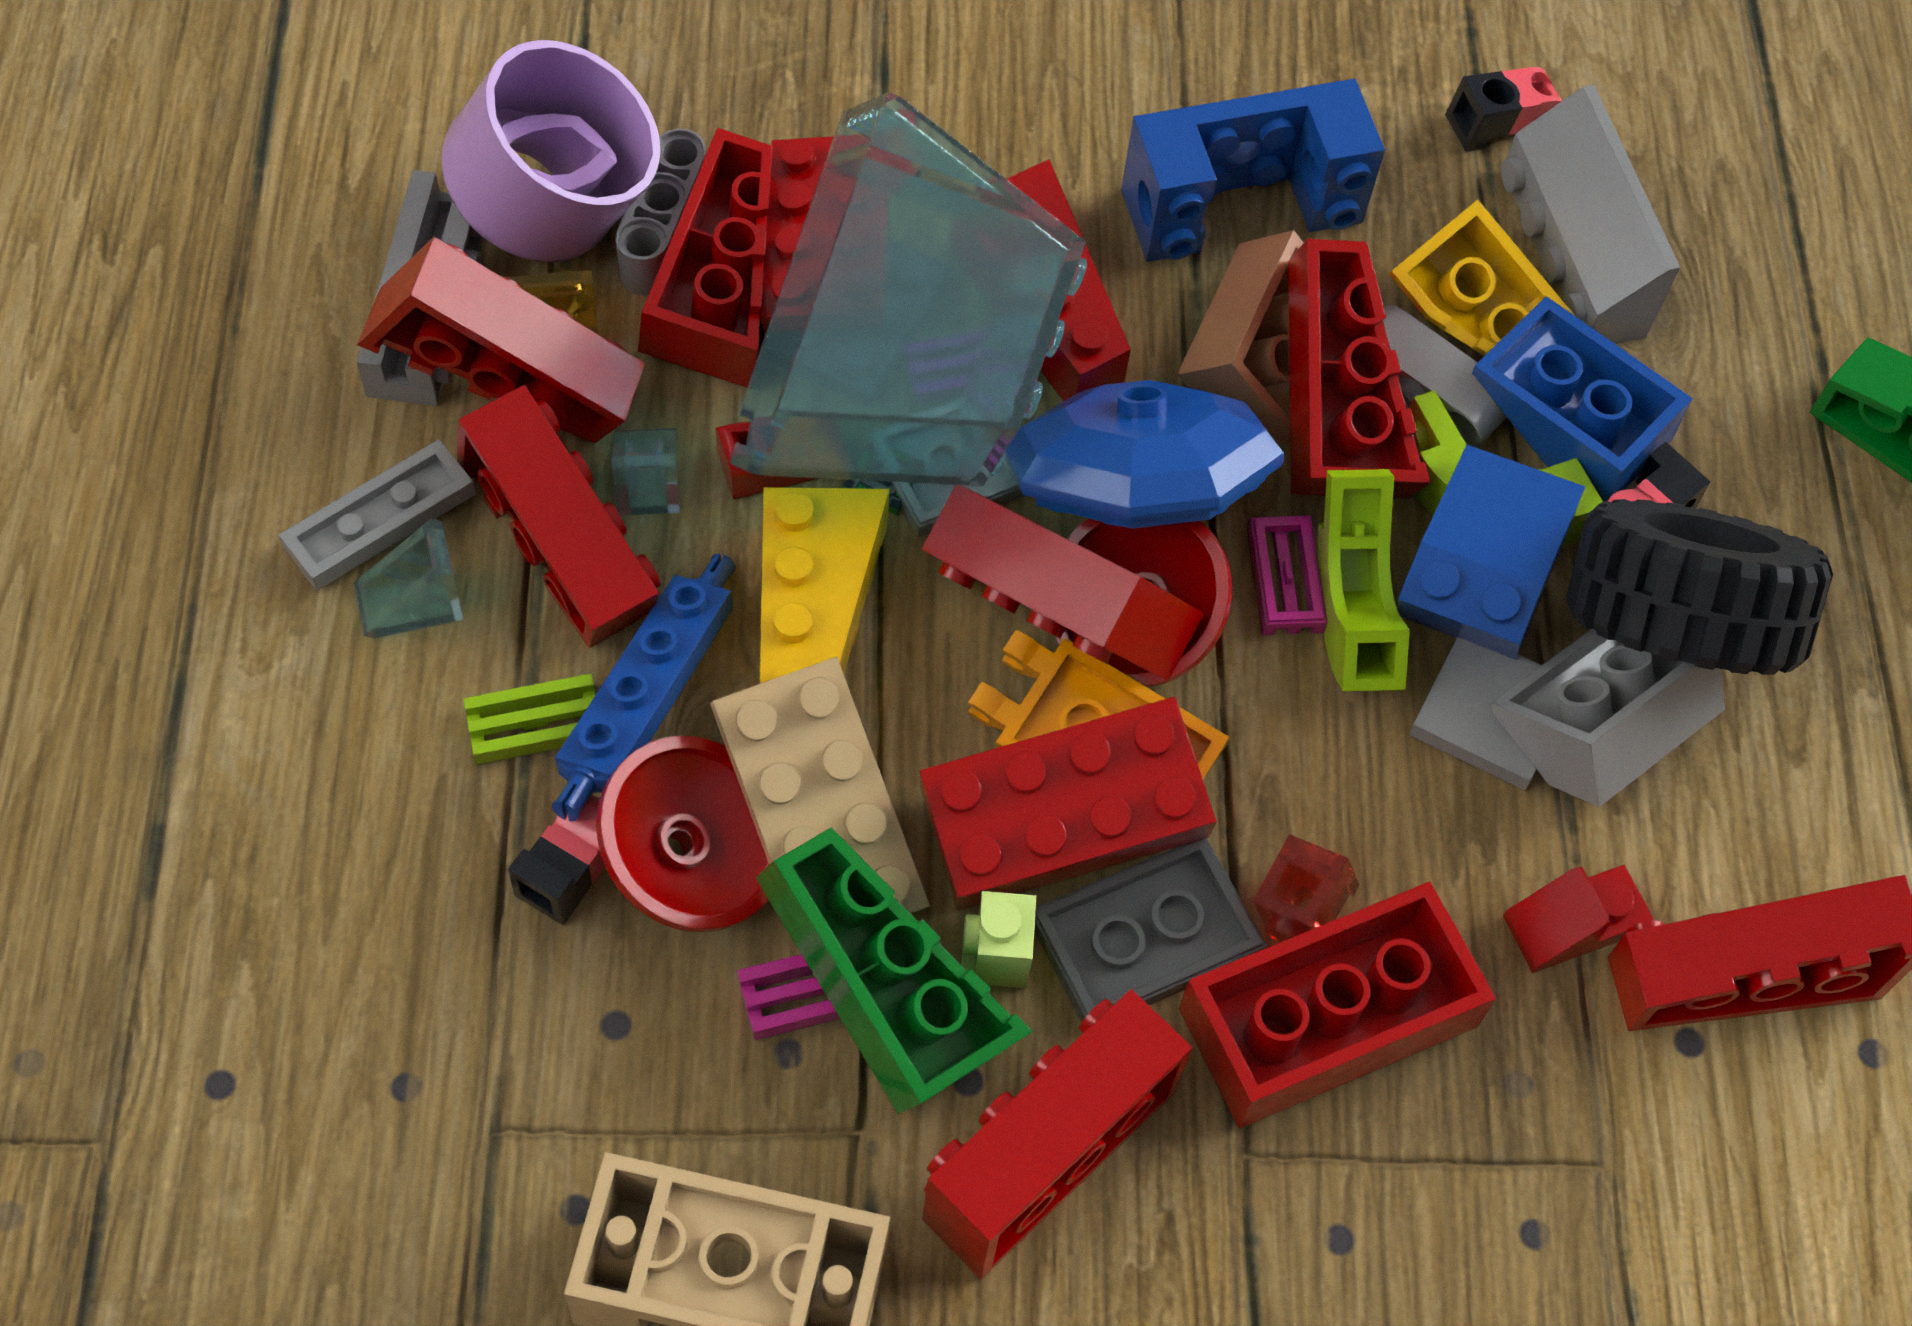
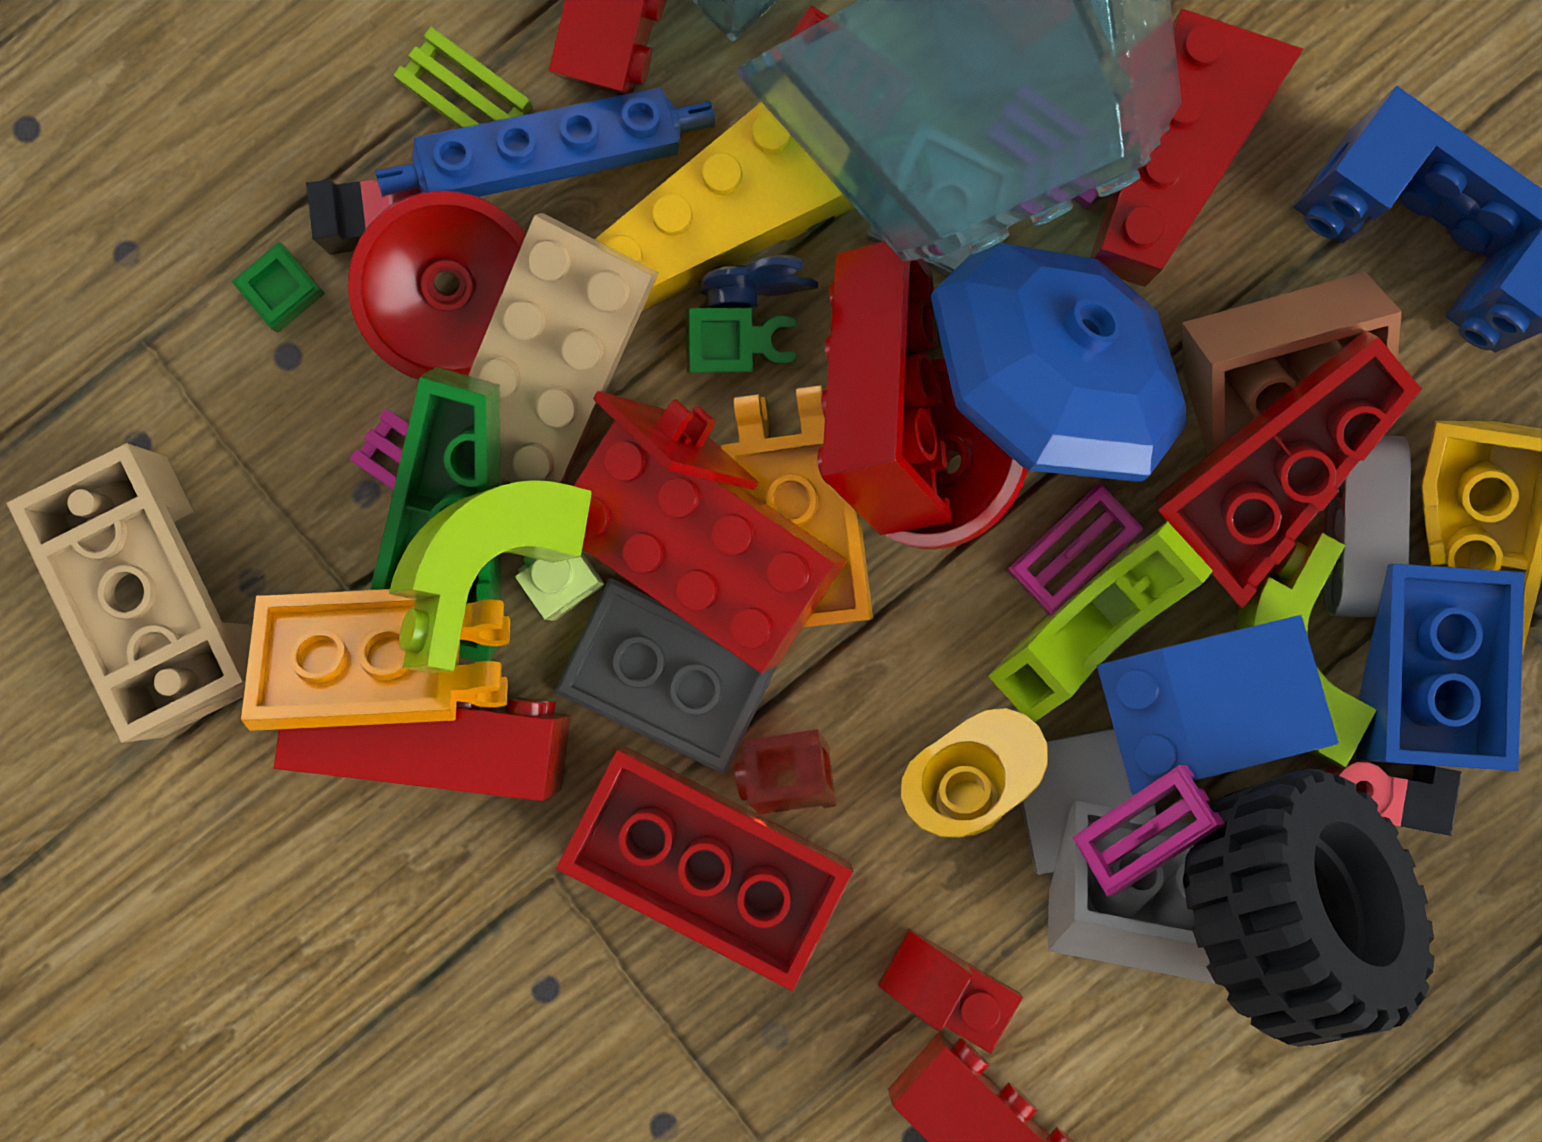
camera: 60 degrees right, 25 degrees up
(554, 982) = (278, 287): none -> green tile
(882, 634) = (739, 285): none -> dark blue plate
(916, 677) = (727, 340): none -> green plate
(945, 940) = (449, 551): none -> lime arch
(961, 1089) = (341, 663): none -> light orange tile
(968, 736) = (677, 439): none -> red piece
(1416, 752) = (975, 773): none -> yellow piece
(1583, 644) = (1193, 801): none -> dark pink tile

